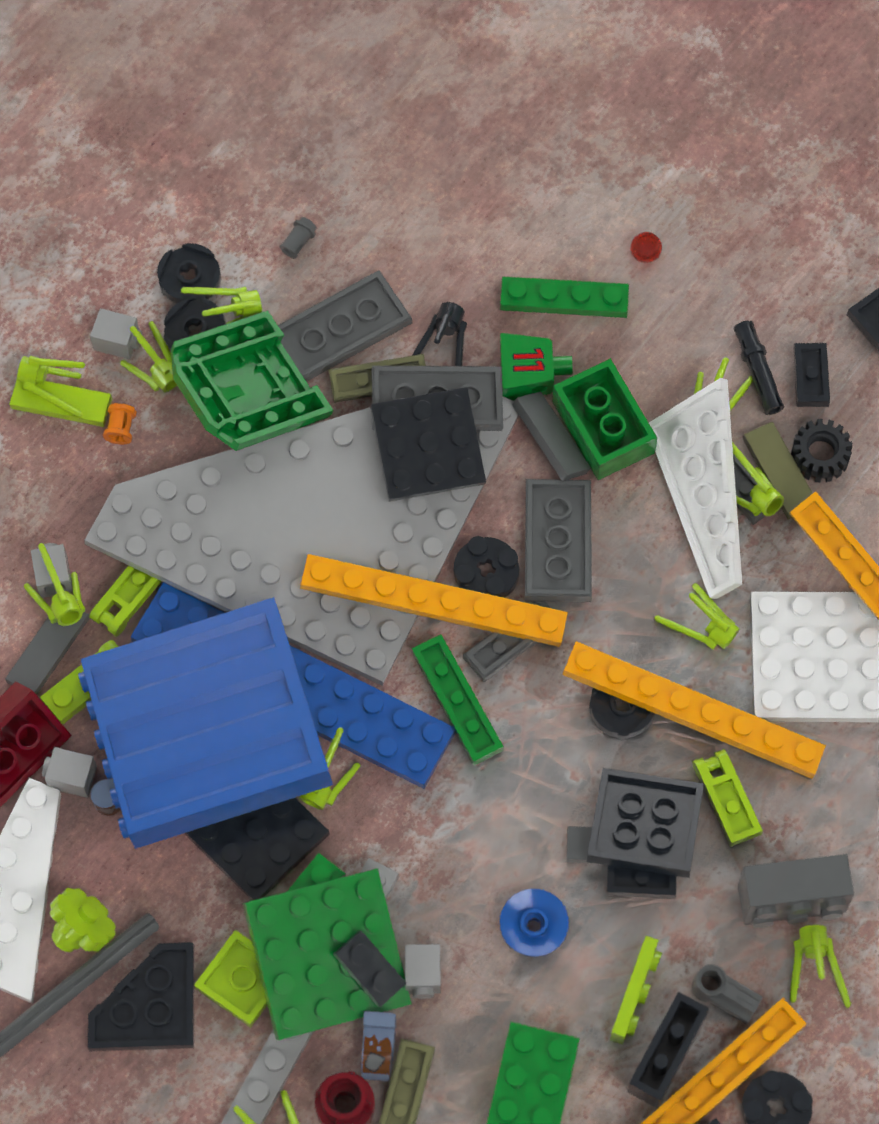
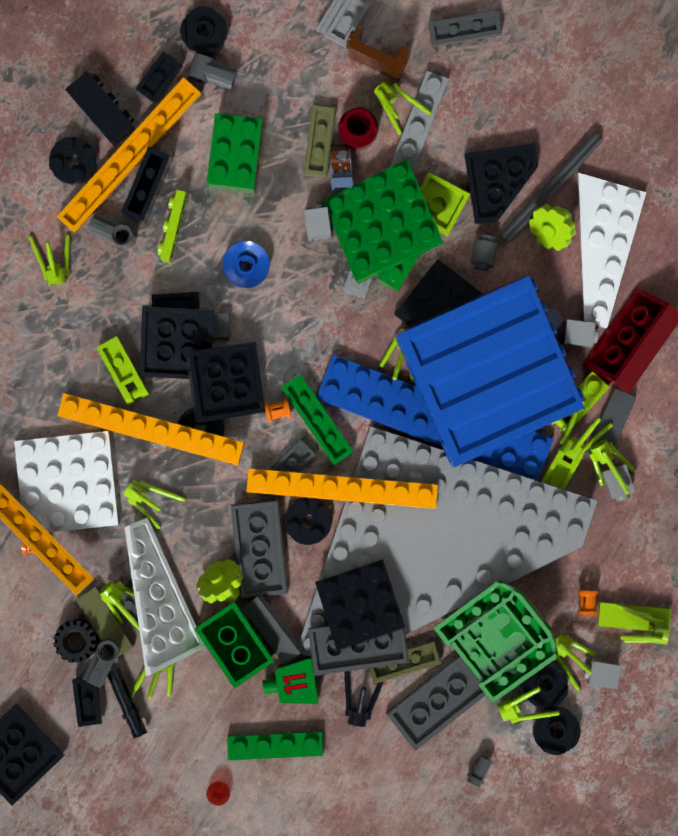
camera: 175 degrees right, 20 degrees up
(103, 616) = (575, 448): none -> lime plant
(186, 901) = (484, 252): none -> dark grey brick
(369, 968) = (352, 212): black plate -> none
(511, 718) = (277, 409): none -> orange bush
(581, 758) = (225, 382): none -> black plate
(616, 498) = (220, 582): none -> lime plant
(787, 412) = (101, 665): none -> dark grey piece
(795, 890) = (69, 303): dark grey brick -> none

